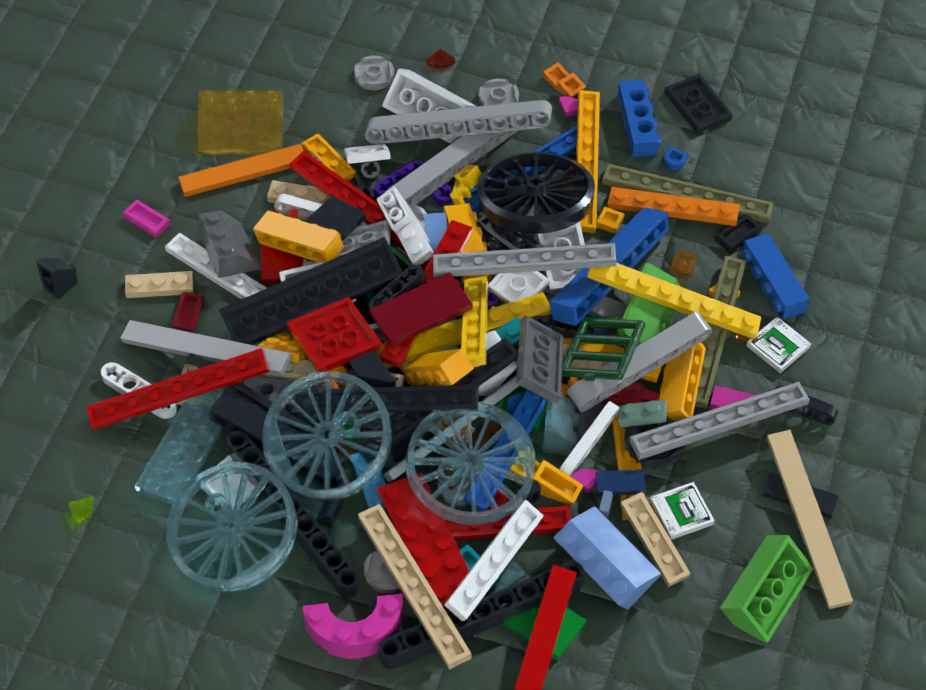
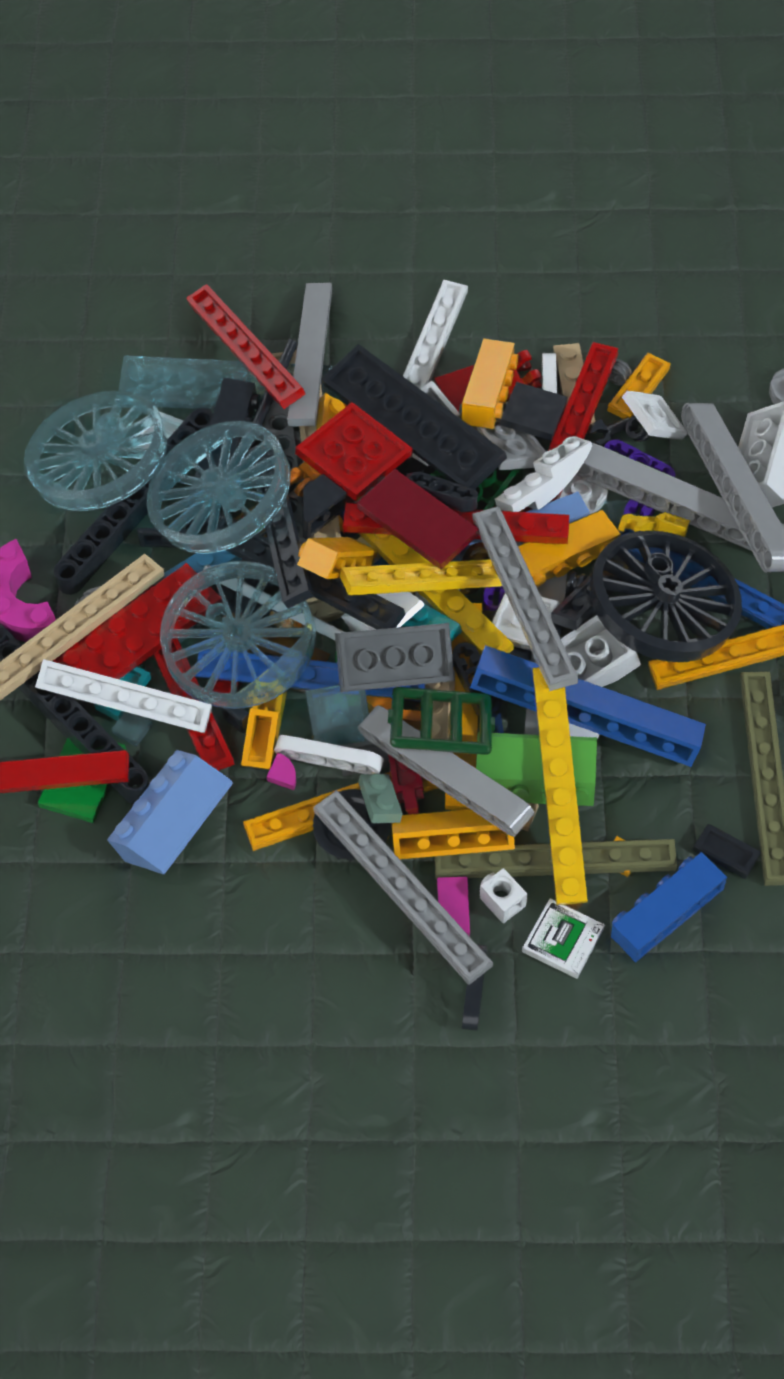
camera: 75 degrees right, 5 degrees up
(56, 275) = (358, 199): black slope -> none
(81, 509) = (89, 327): clear neon green tile -> none
(125, 376) = (250, 302): white beam -> none
(146, 218) = (476, 252): dark pink tile -> none
(158, 284) = (393, 294): tan plate -> none
(188, 312) = (365, 331): dark red tile -> none
(227, 244) = (459, 327): dark grey slope -> none
(239, 170) = (582, 311): orange tile -> none
(240, 121) = (649, 287): clear yellow slope -> none
(606, 503) = (245, 797): sand blue tile -> none
(610, 220) = (681, 699): light orange tile -> none
(620, 482) = (282, 804): dark blue tile -> none
(655, 539) = (216, 860): tan plate -> none
(675, 206) = (733, 764): orange plate -> none
(681, 510) = (273, 884): white tile -> none
(684, 263) = (644, 797): clear orange plate -> none
(742, 360) = (506, 906): none -> white brick
(767, 587) = (190, 1000): bright green slope -> none
(775, 490) = (339, 1013): black tile -> none
(809, 520) = (302, 1026): tan tile -> none

